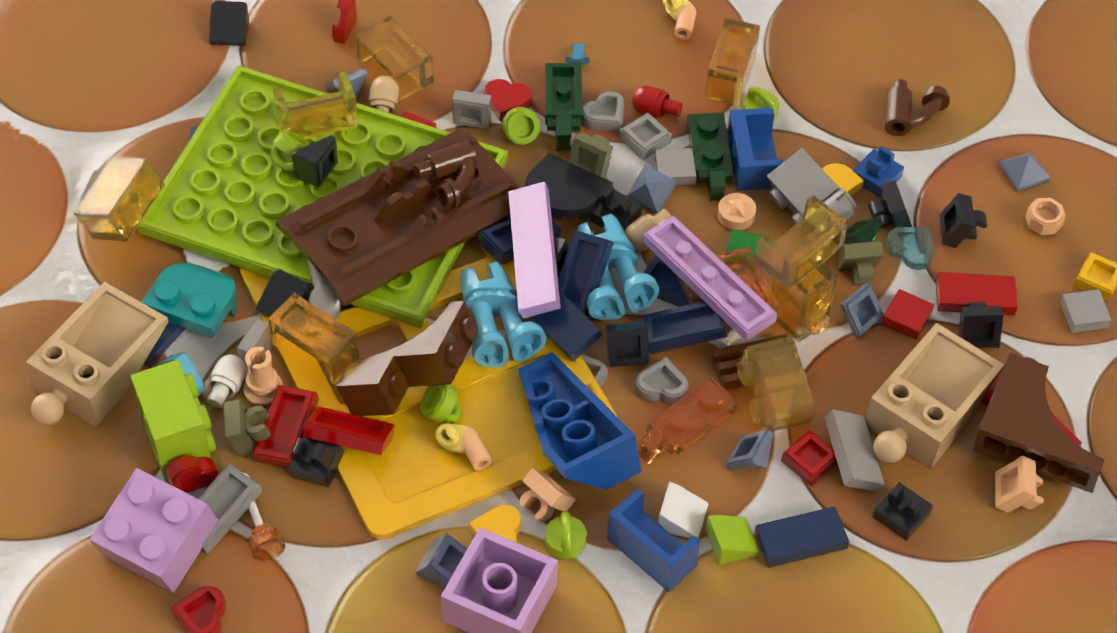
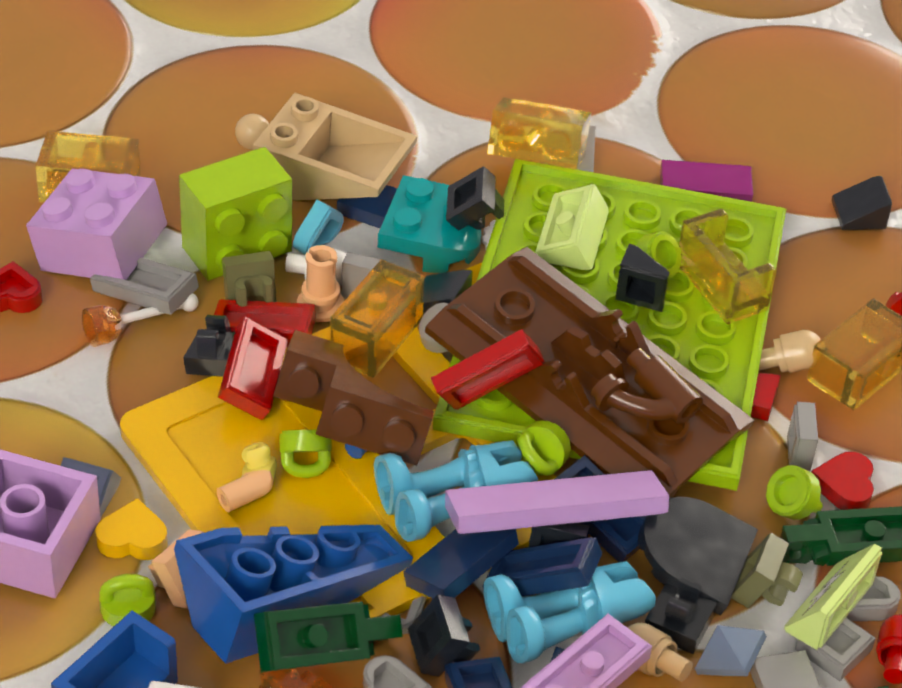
camera: 80 degrees right, 10 degrees down
(60, 546) = (83, 151): none -> clear yellow brick
(177, 114) = (708, 178): none -> magenta tile
(190, 473) = (181, 247): red tile -> none
(197, 254) = (473, 199): none -> black tile
(238, 198) = (573, 228): none -> yellowish green slope
(356, 79) = (805, 317): sand blue slope -> none
(413, 262) = (488, 370): none -> red tile
(469, 252) = (544, 447): none -> lime tile
(623, 119) = (834, 597): none -> yellowish green slope
(633, 405) = (320, 635): none -> dark green hinge

